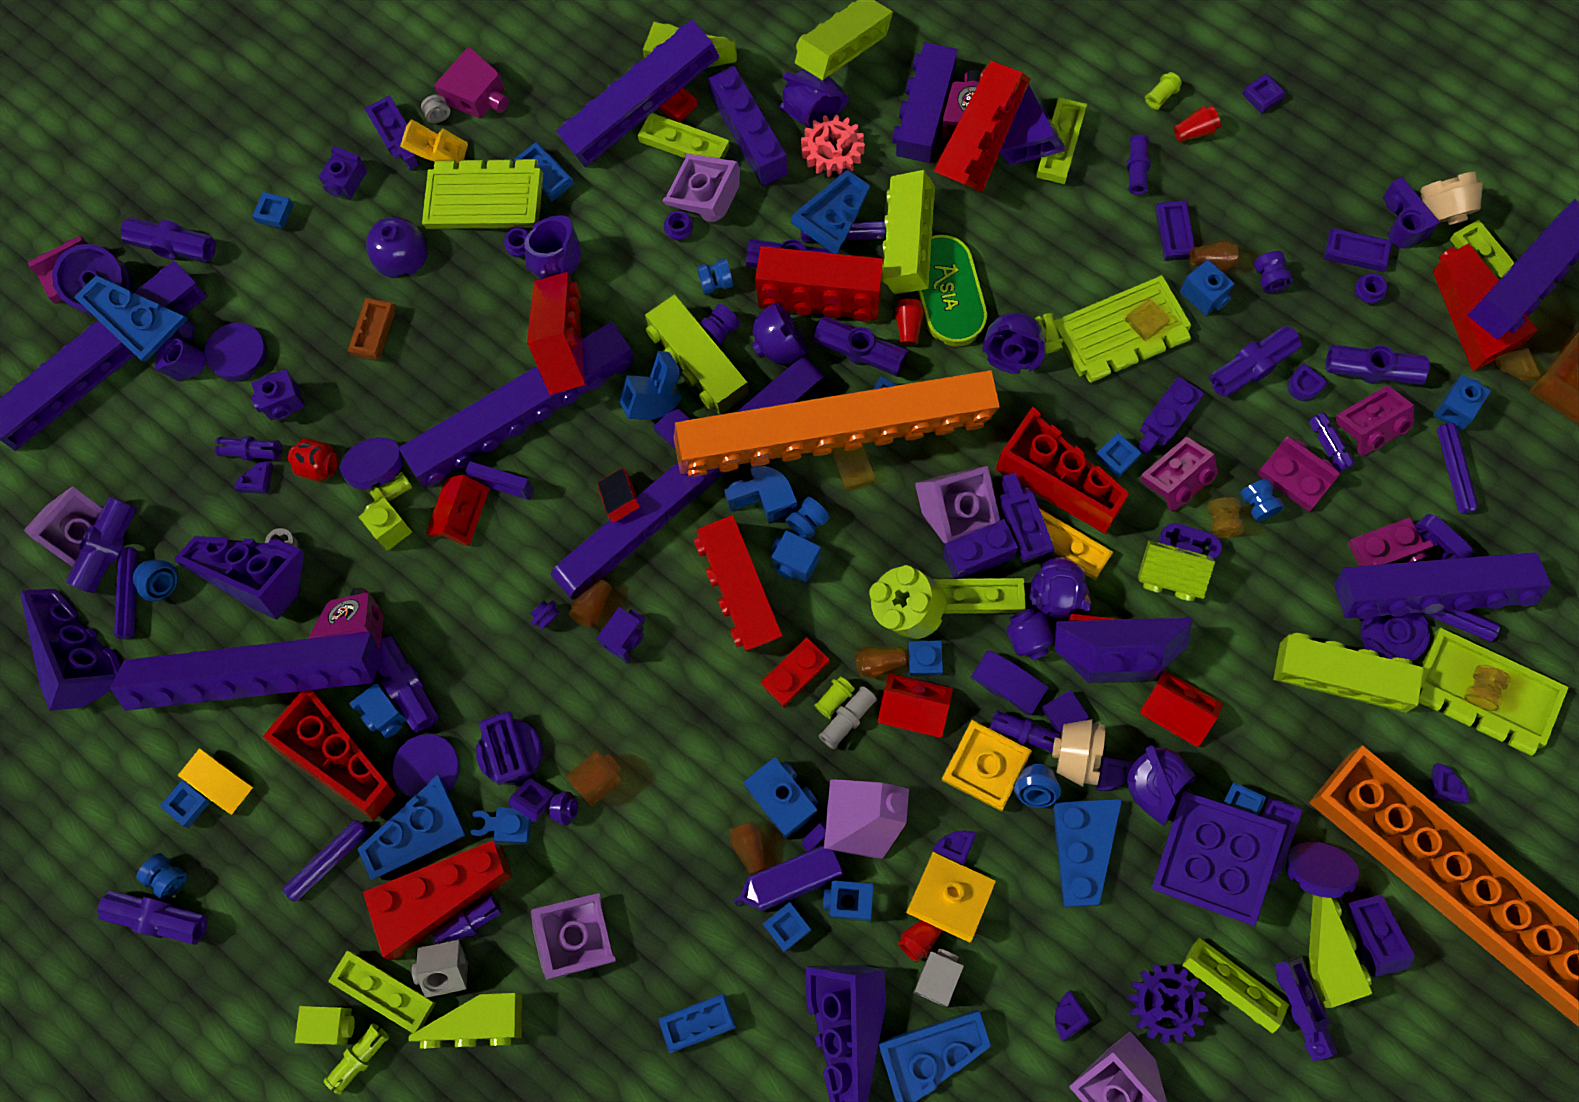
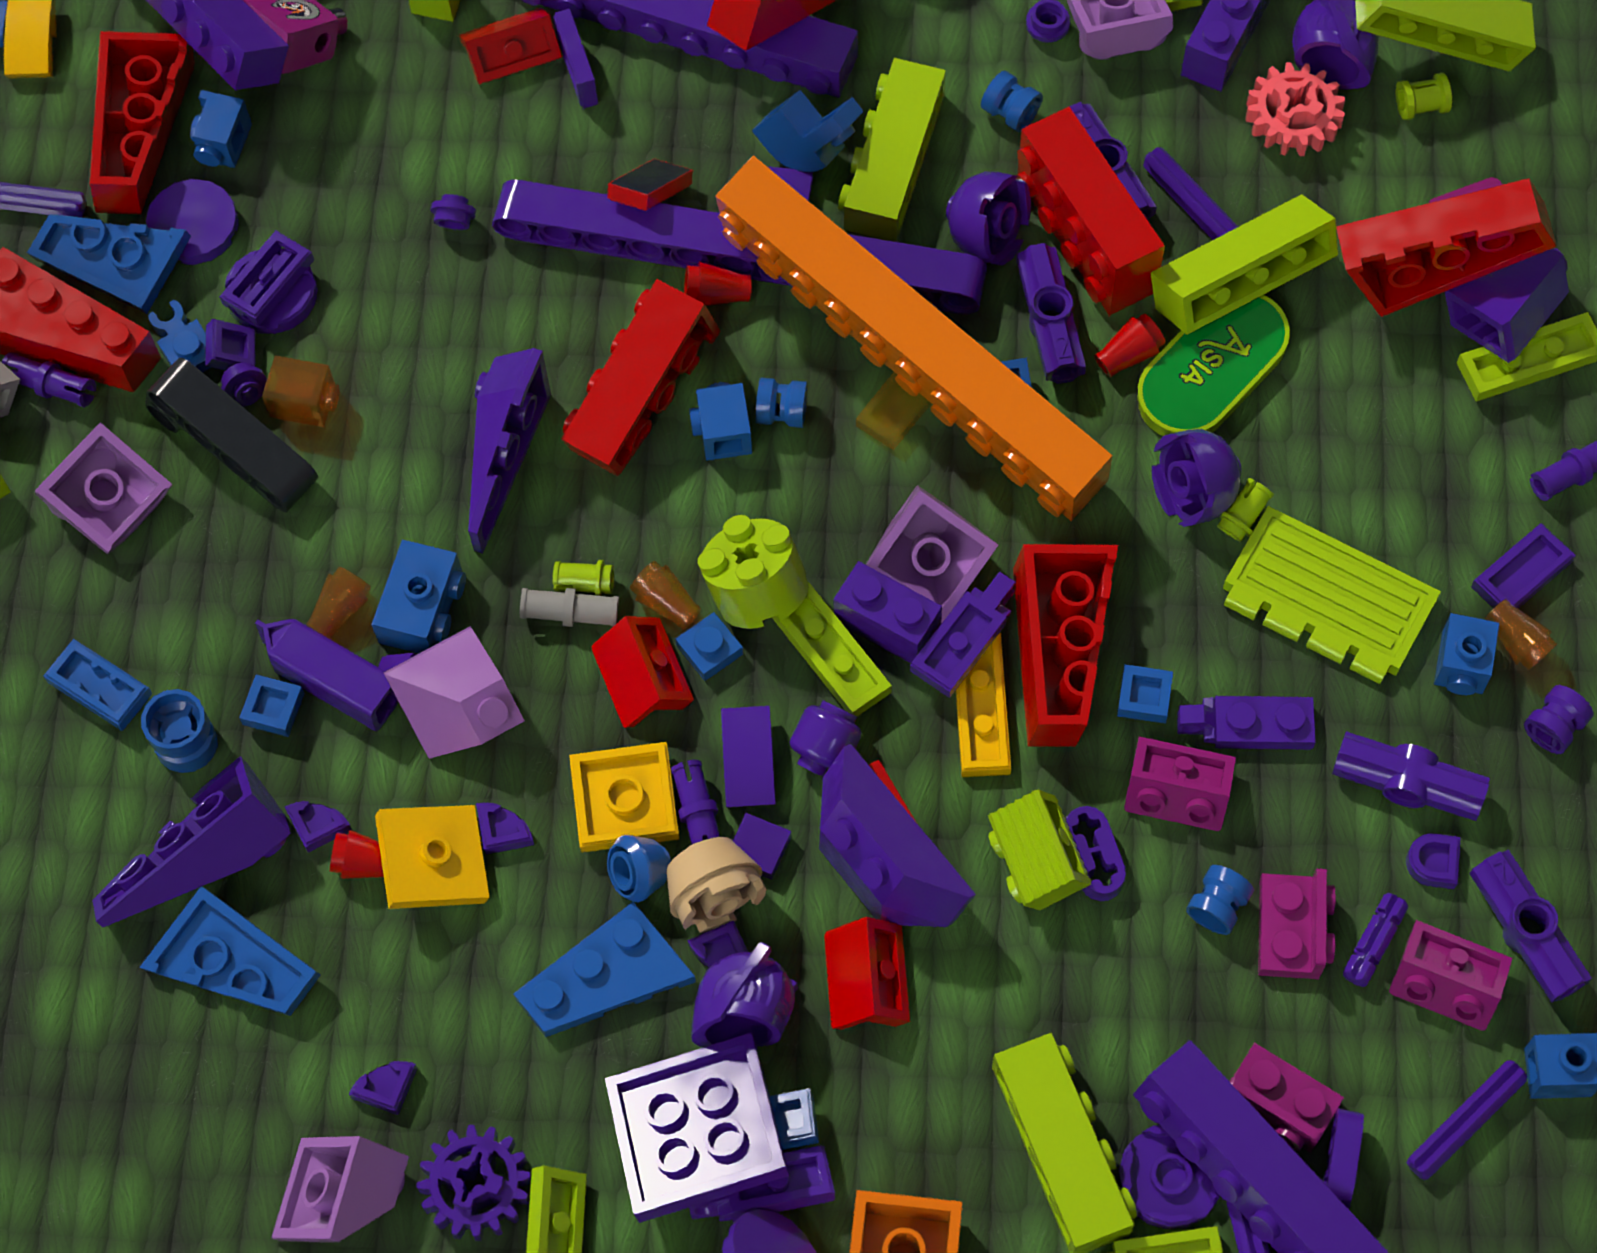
camera: 50 degrees right, 5 degrees down
(405, 686) = (266, 133): dark purple piece -> none
(590, 604) = (502, 250): clear orange cone -> none
(593, 836) = (229, 432): none -> black beam
(622, 633) = (489, 304): dark purple brick -> none
(701, 671) = (507, 416): none -> dark purple wedge
(705, 505) = (716, 285): none -> red cone
(720, 323) = (952, 146): dark purple wheel -> none
(766, 486) = (782, 334): blue brick -> none
(768, 992) = (179, 730): none -> blue wheel
(795, 672) = (584, 518): red plate -> none
(832, 211) = (1202, 164): blue wing -> none
(860, 892) = (357, 767): blue brick -> none
(873, 82) = (1424, 96): none -> lime bush
(878, 950) = (316, 823): none -> dark purple tile
(926, 102) = (1497, 148): dark purple brick -> none
(939, 977) = (326, 905): light grey brick -> none
(1060, 588) = (908, 732): dark purple helmet -> none
(1147, 319) = (1359, 610): clear yellow tile -> none
(1225, 517) = (1160, 870): clear yellow wheel -> none

